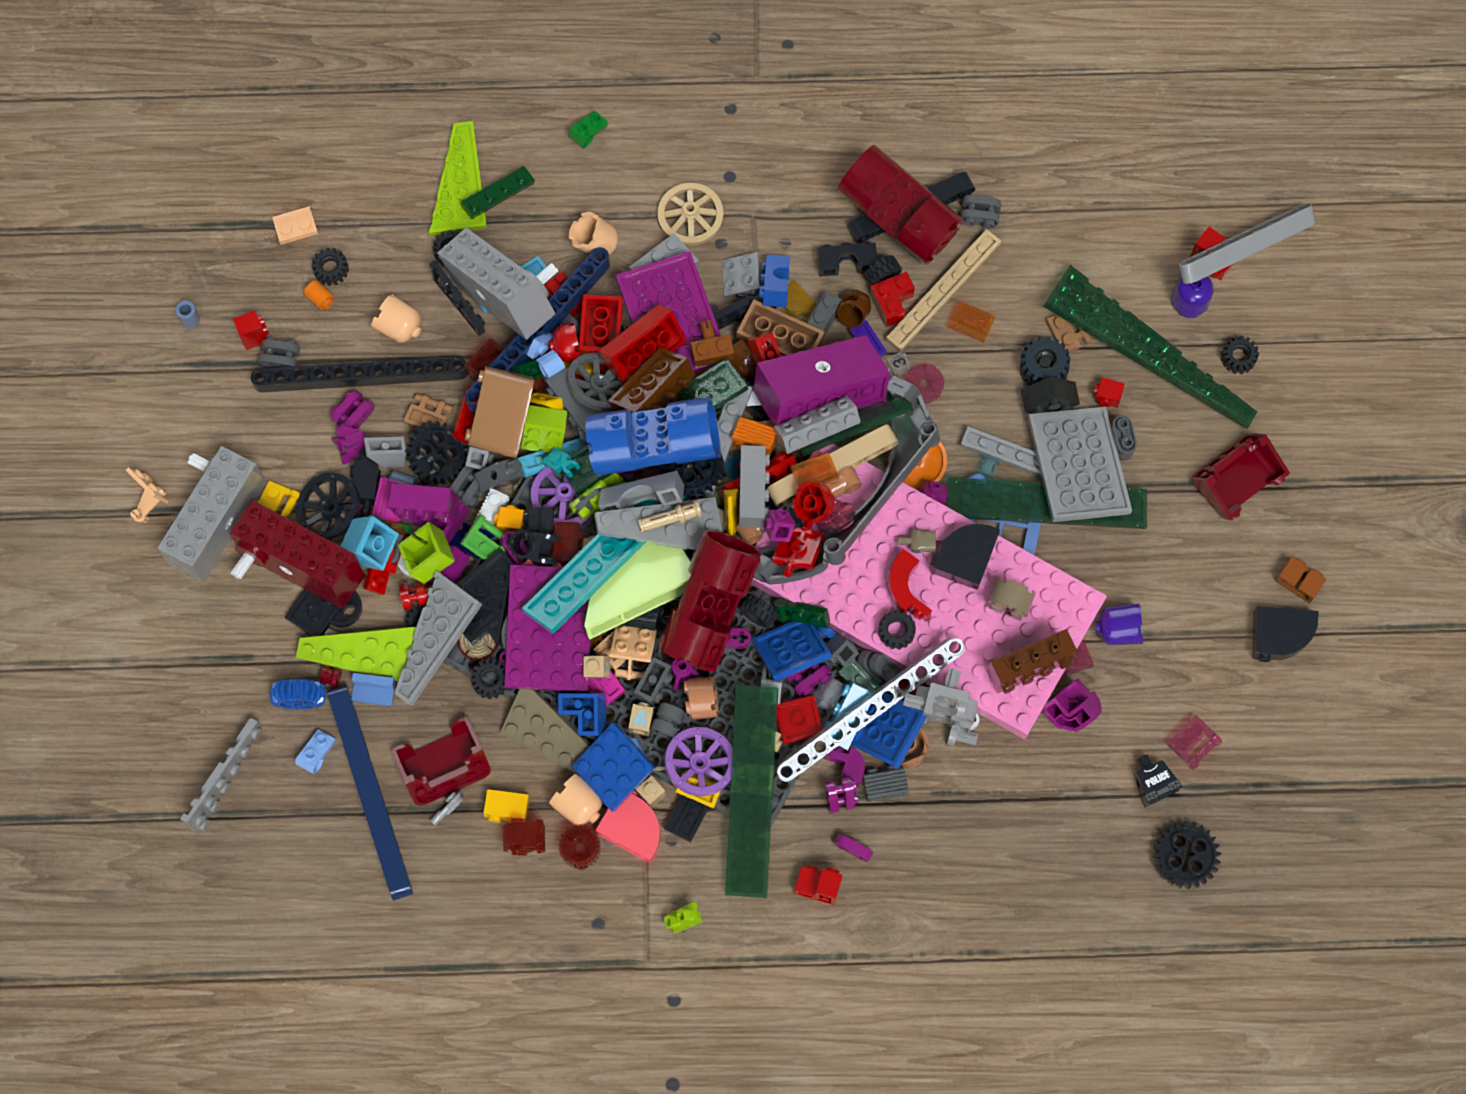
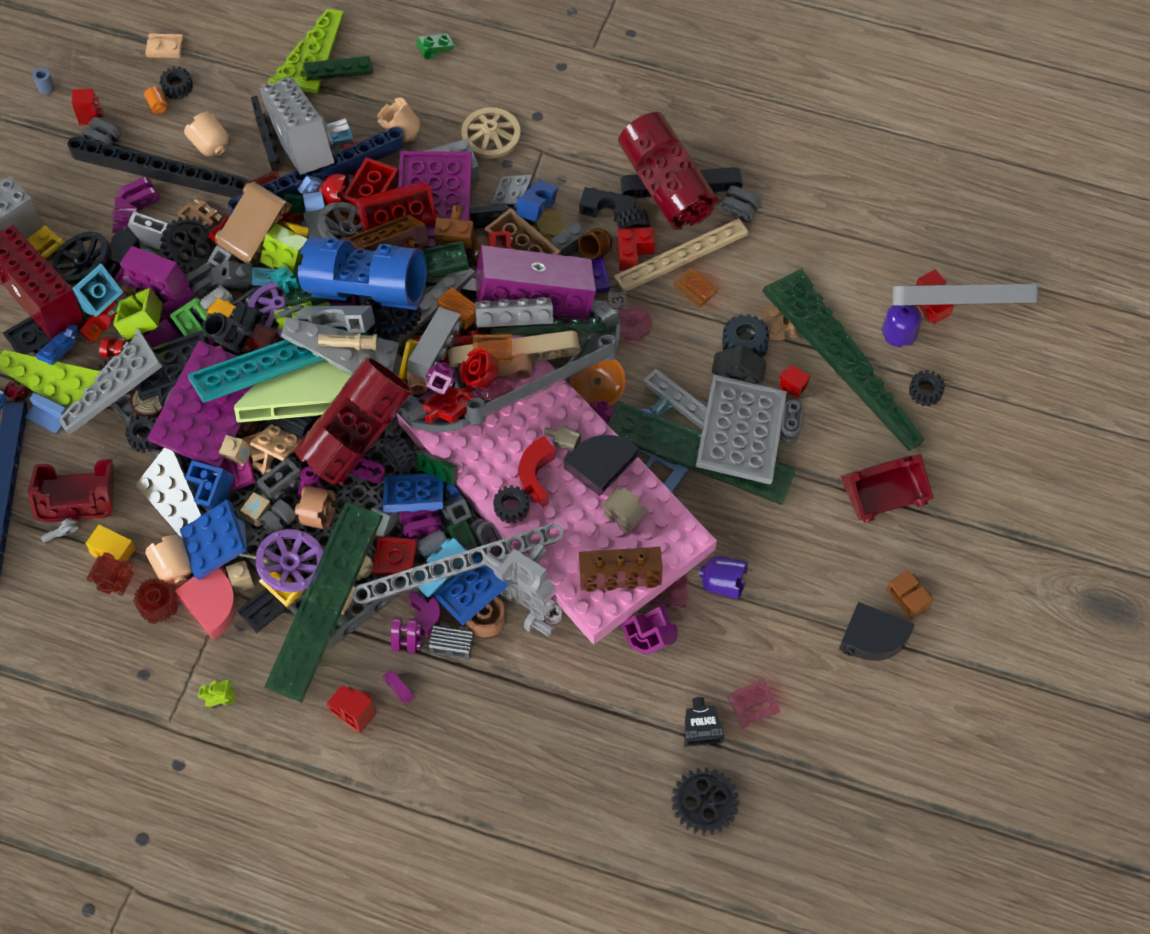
camera: 20 degrees right, 10 degrees down
(355, 614) = (59, 345): none -> blue hinge

